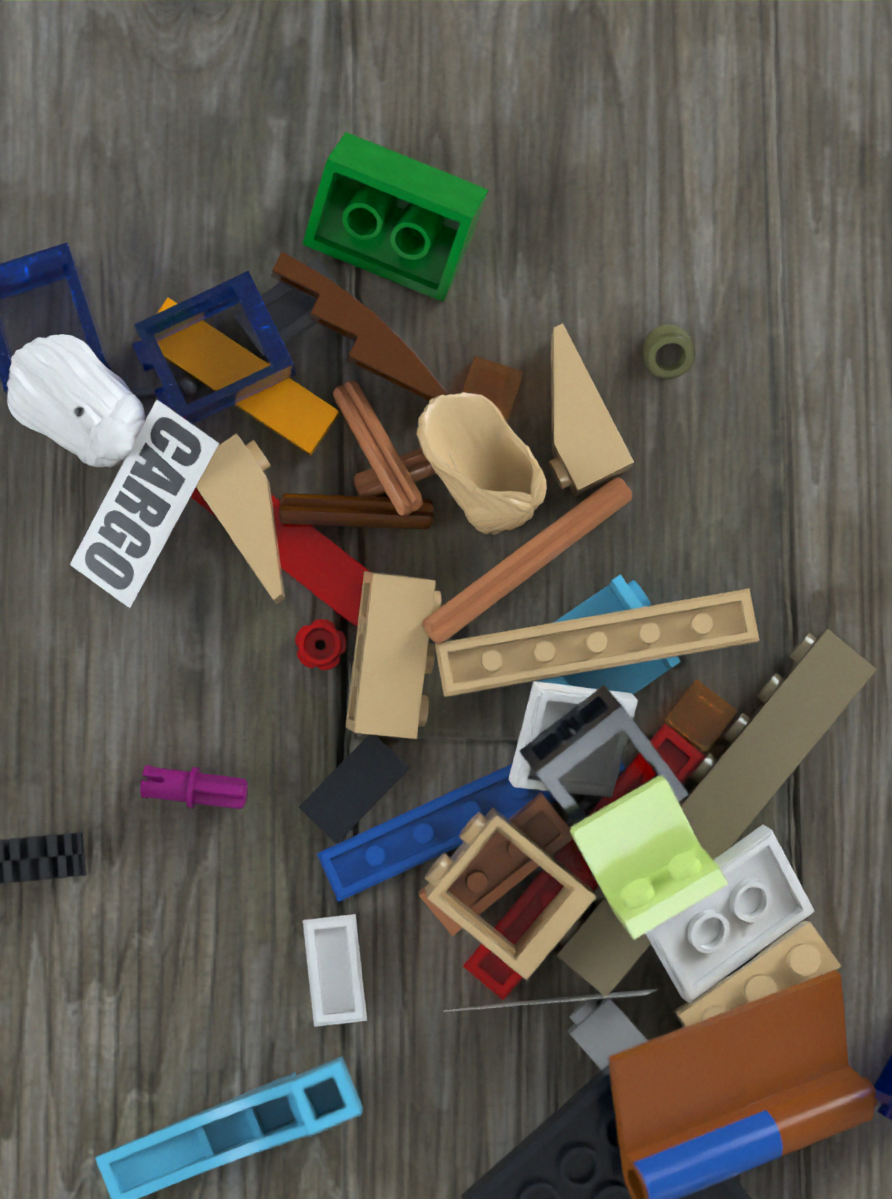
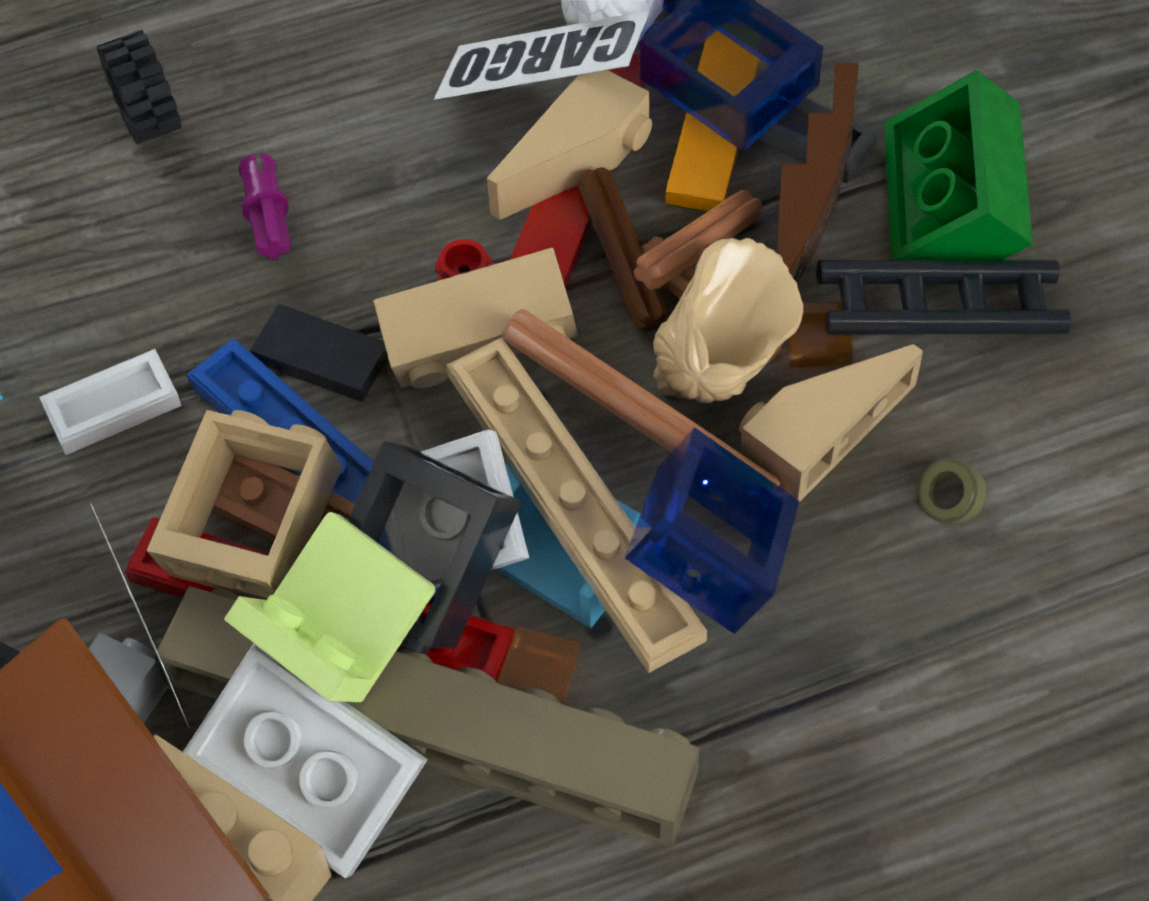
camera: 75 degrees right, 25 degrees down
(514, 309) = (916, 317): none -> black bar
(670, 593) = (672, 542): none -> clear blue window

